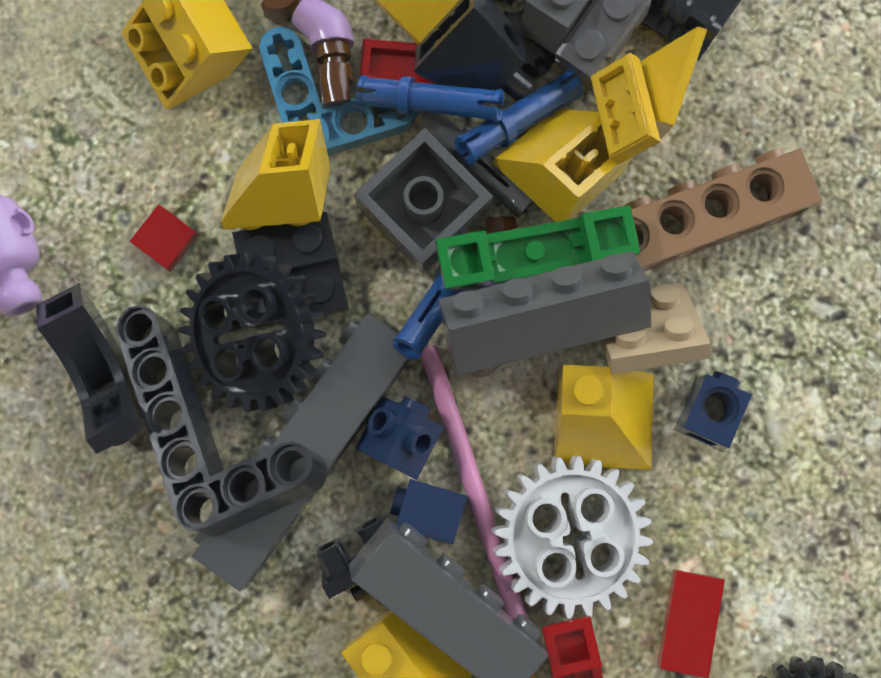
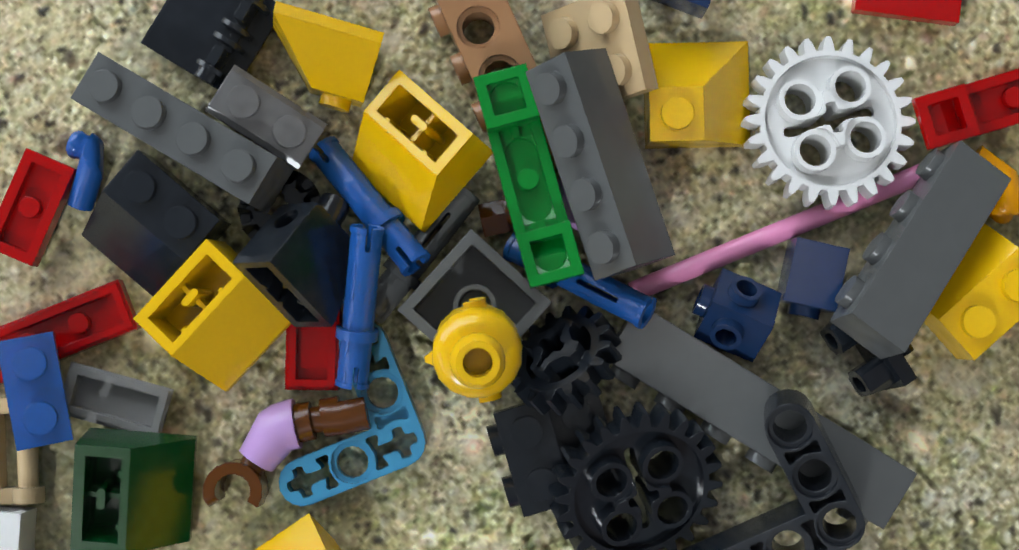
camera: 90 degrees left, 5 degrees up
(281, 179) = (463, 467): yellow slope -> none
(369, 276) = (566, 360): none -> black gear
(381, 184) = (476, 351): none -> yellow piece
(625, 108) = (365, 87): yellow plate -> none

